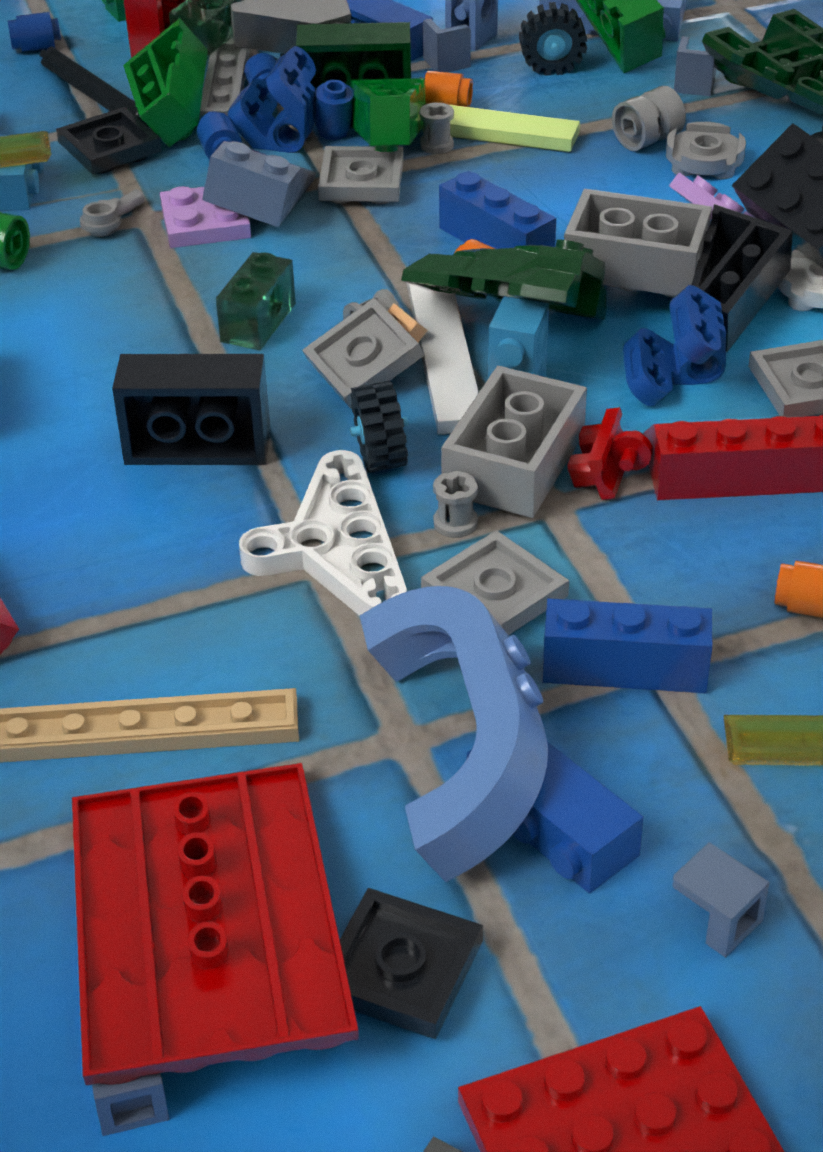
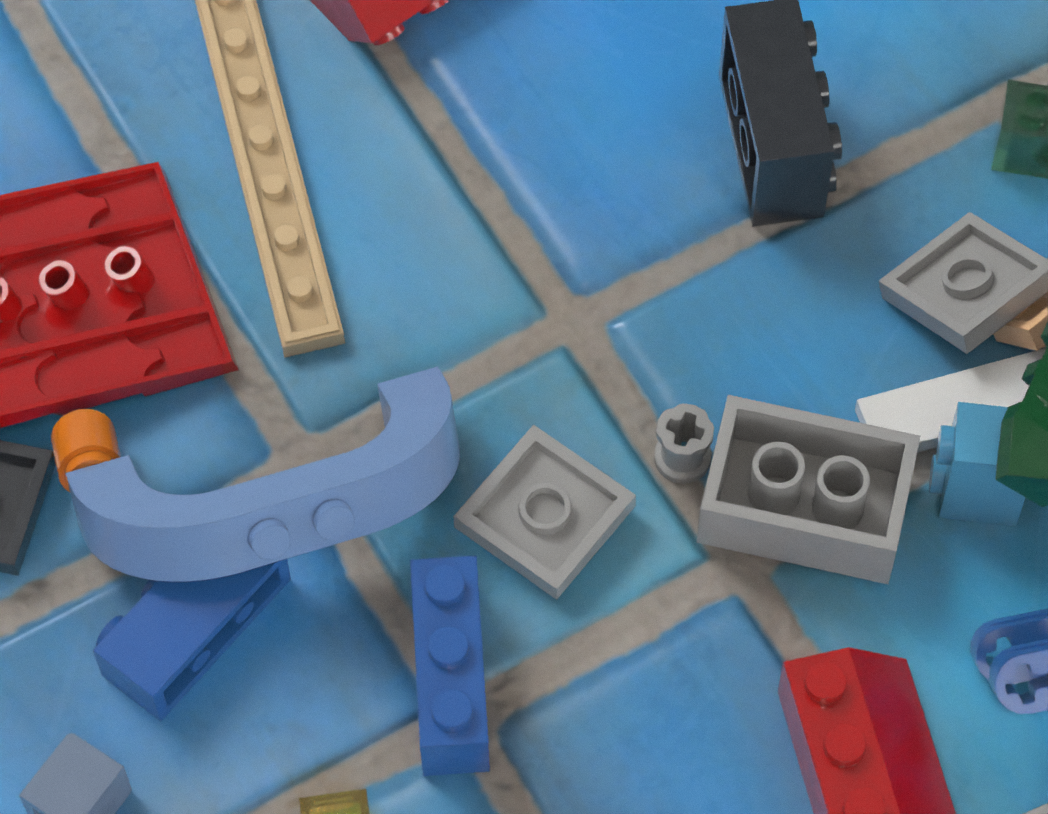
camera: 80 degrees right, 20 degrees up
(339, 558) = (580, 338): white beam -> none
(378, 859) = (83, 440): none -> orange brick
(379, 426) = (796, 325): black wheel -> none
(608, 454) = (827, 613): red hips -> none

